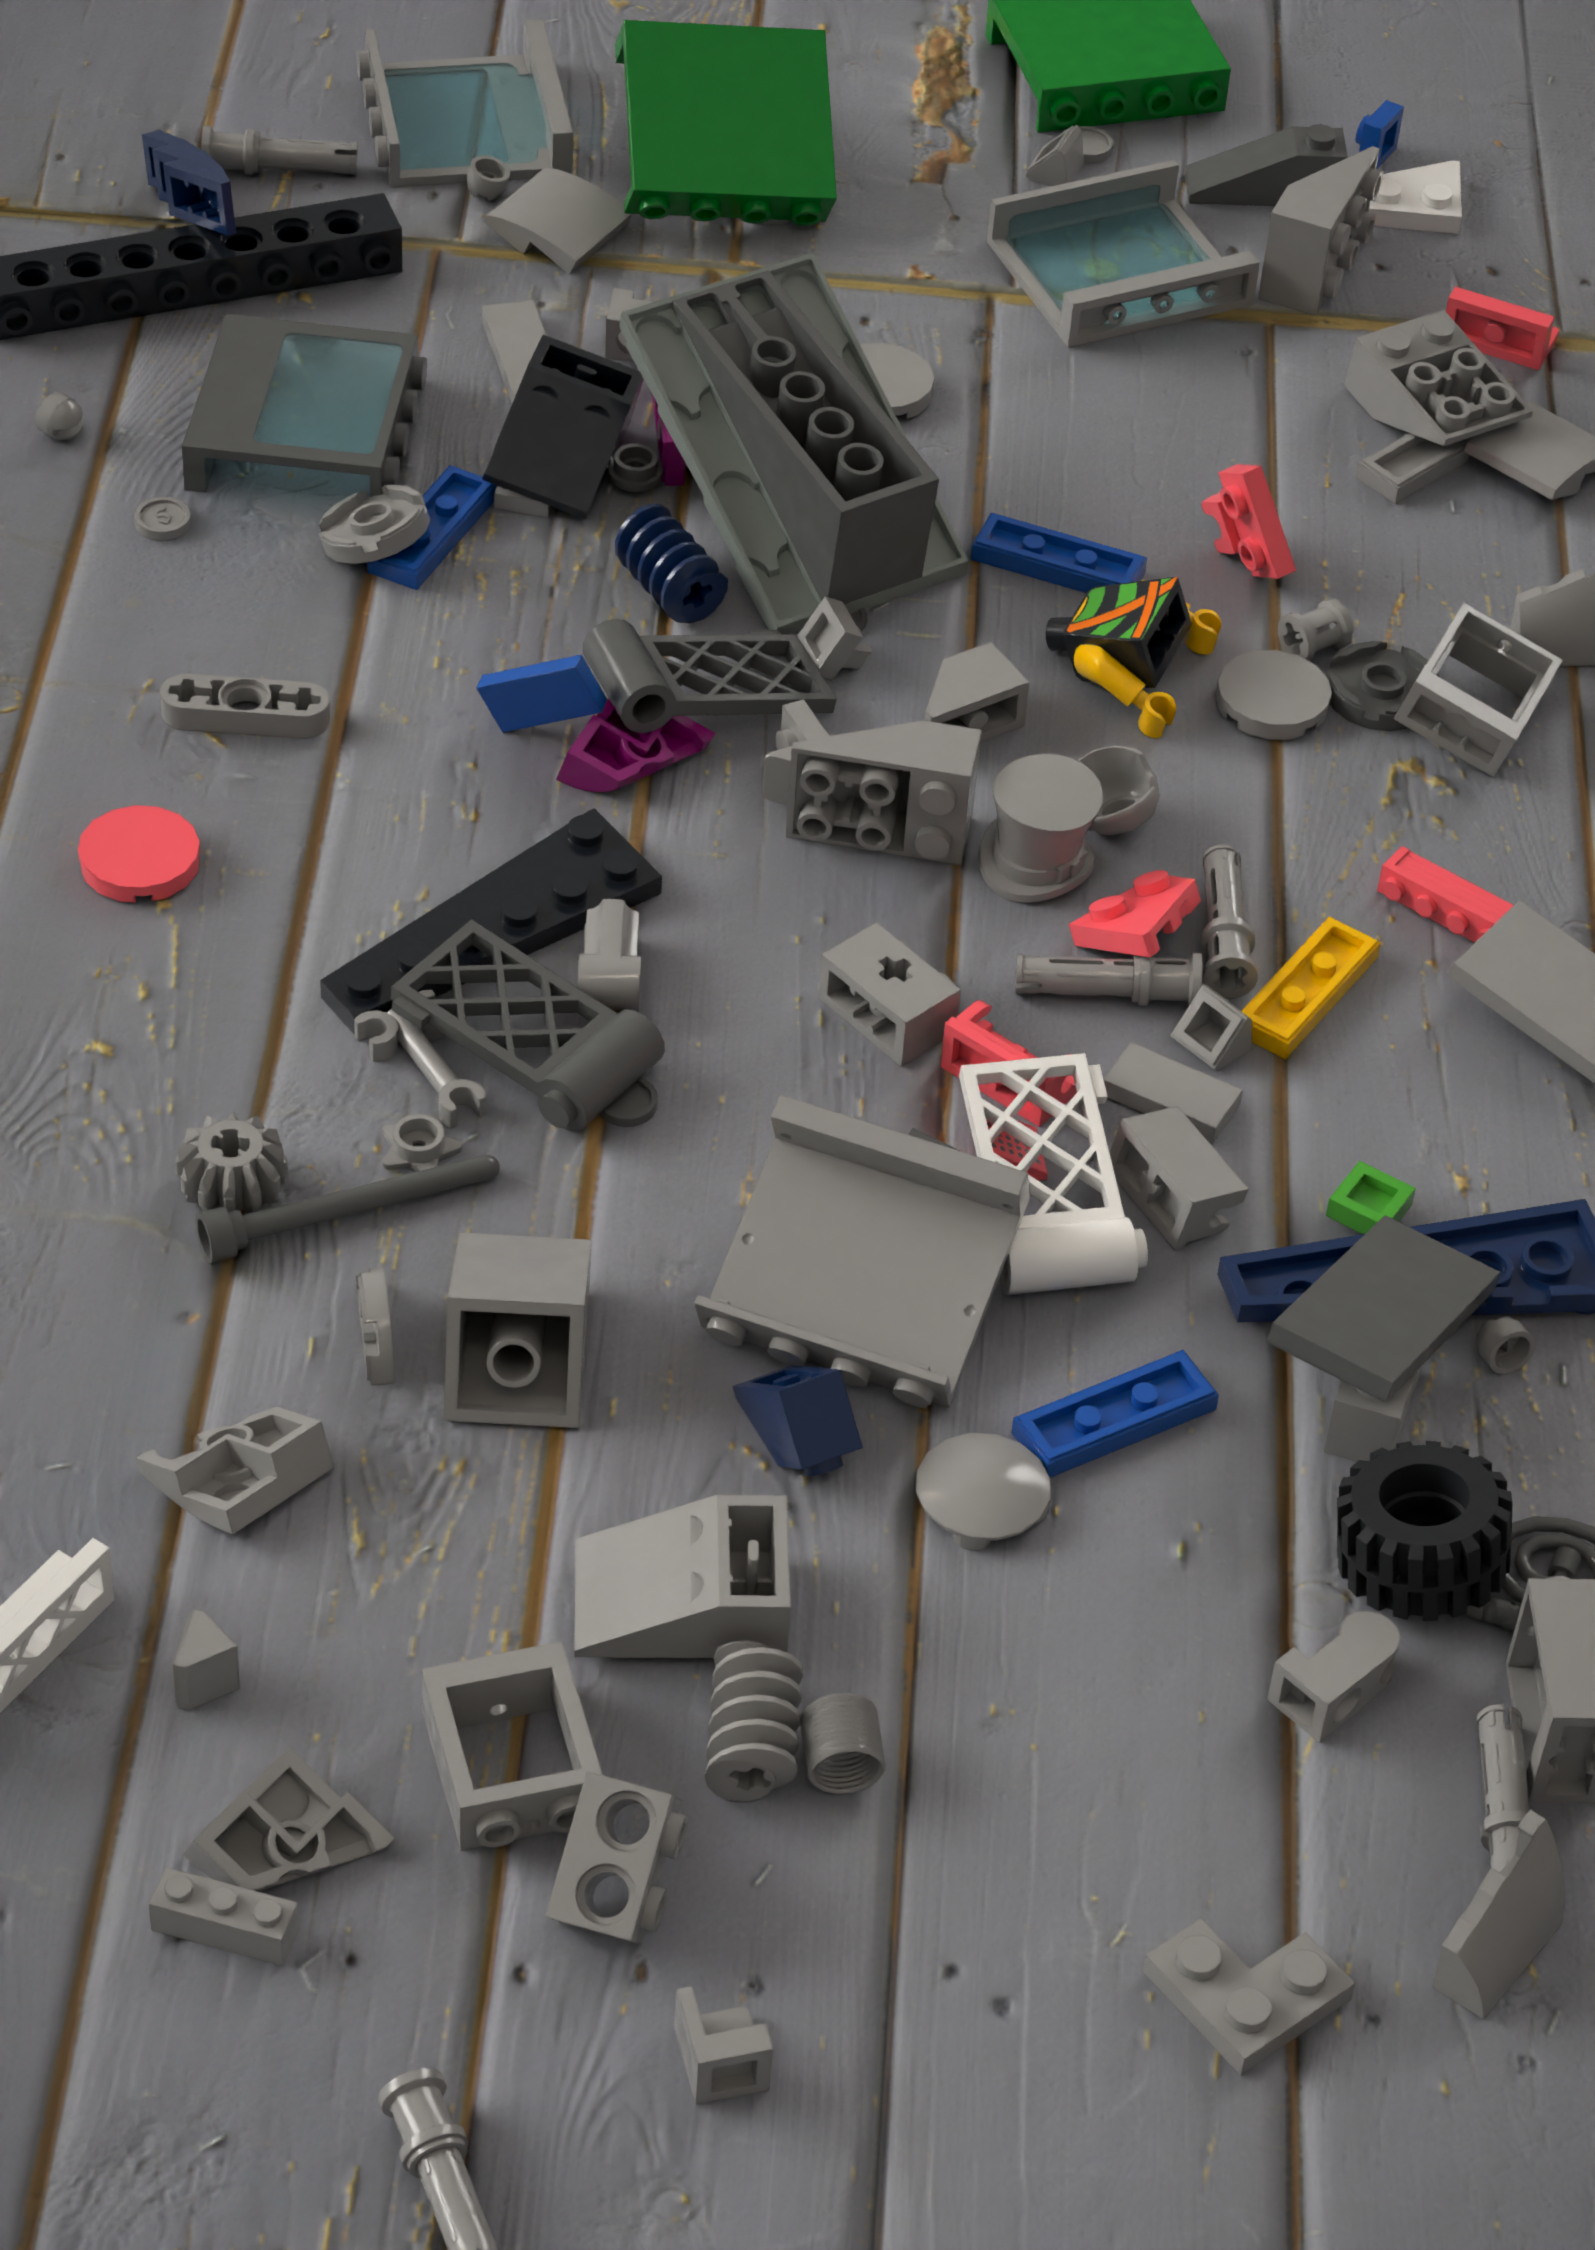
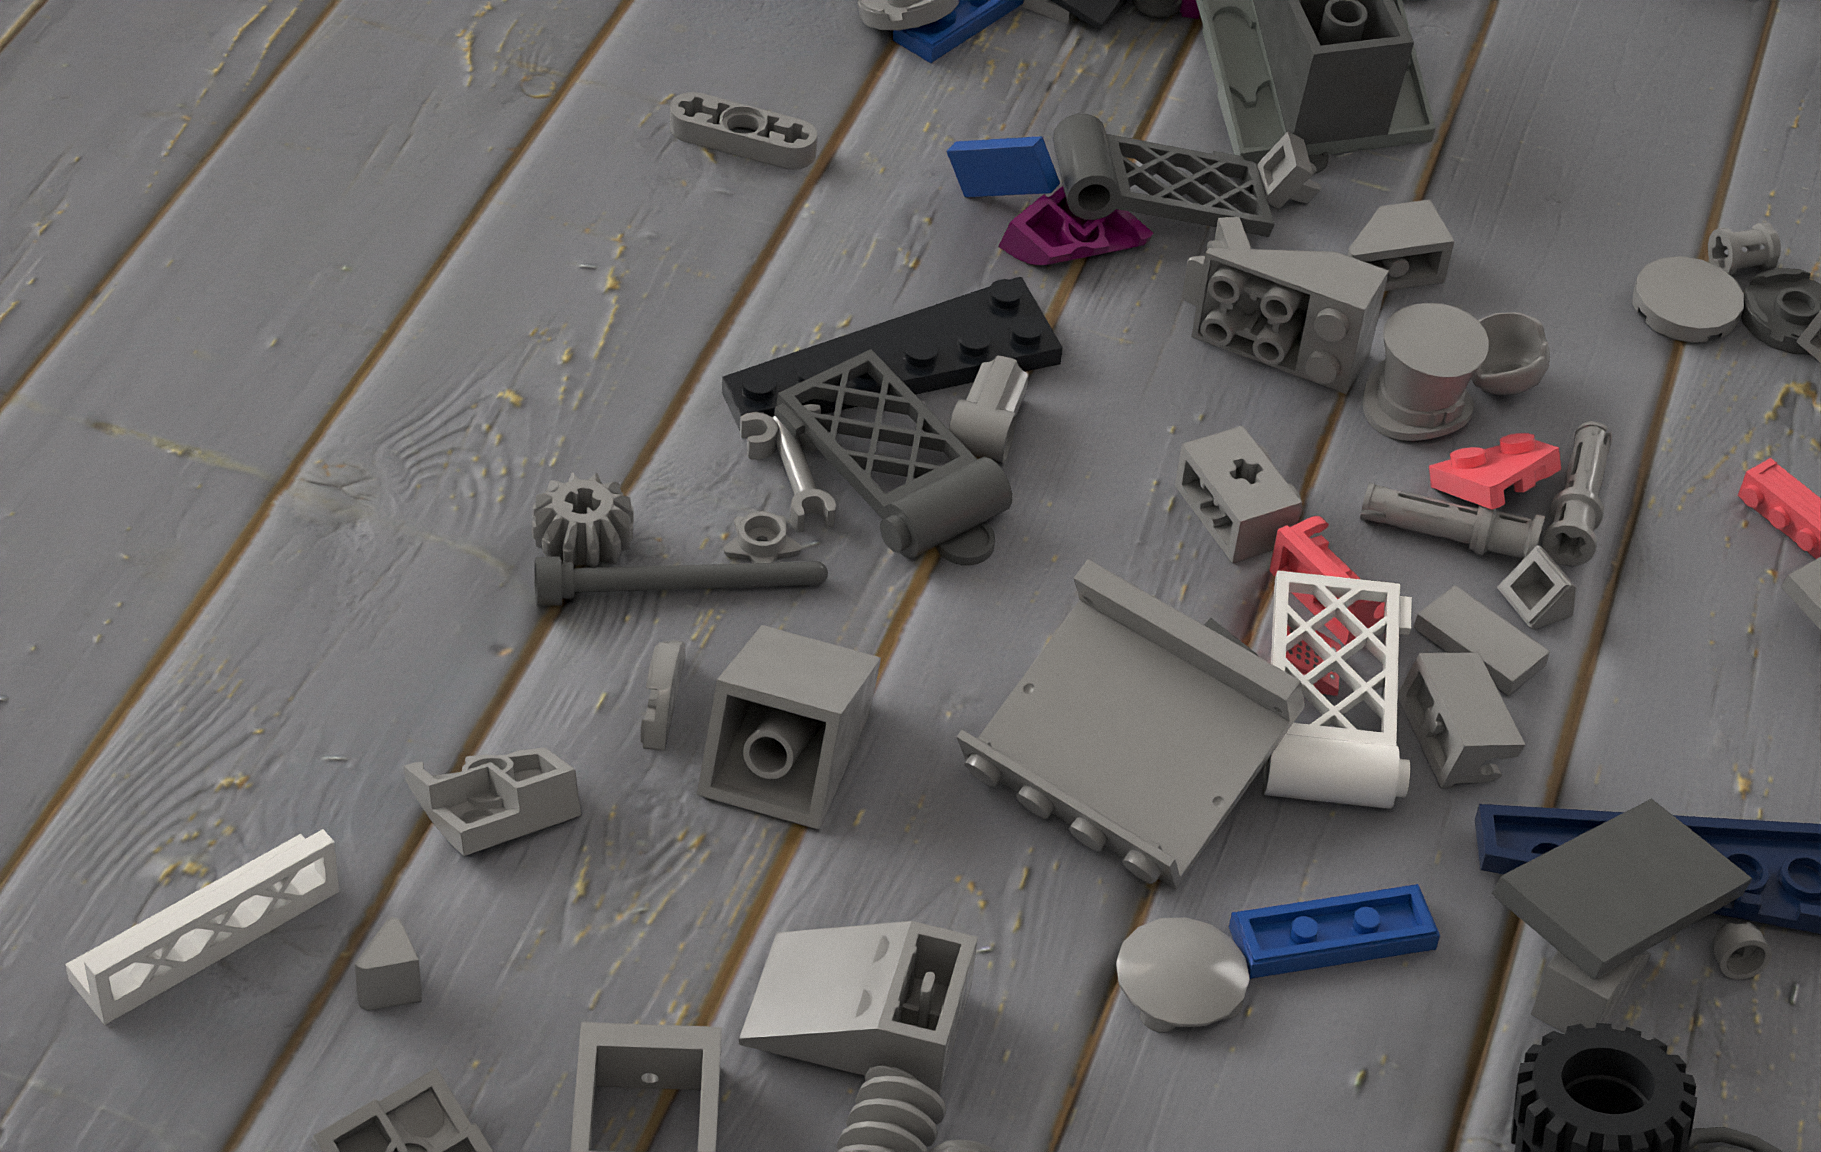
camera: 15 degrees right, 0 degrees up
(139, 853) = (605, 237): coral tile -> none
(670, 564) = (1159, 80): dark blue piece -> none
(801, 1417) = (1027, 867): dark blue slope -> none
(1053, 555) = (1522, 142): blue tile -> none
(1128, 638) = (1561, 221): torso -> none
(1250, 522) = (1706, 140): coral plate -> none
(1309, 986) = (1644, 569): yellow tile -> none
(1367, 1197) = (1644, 776): bright green plate -> none

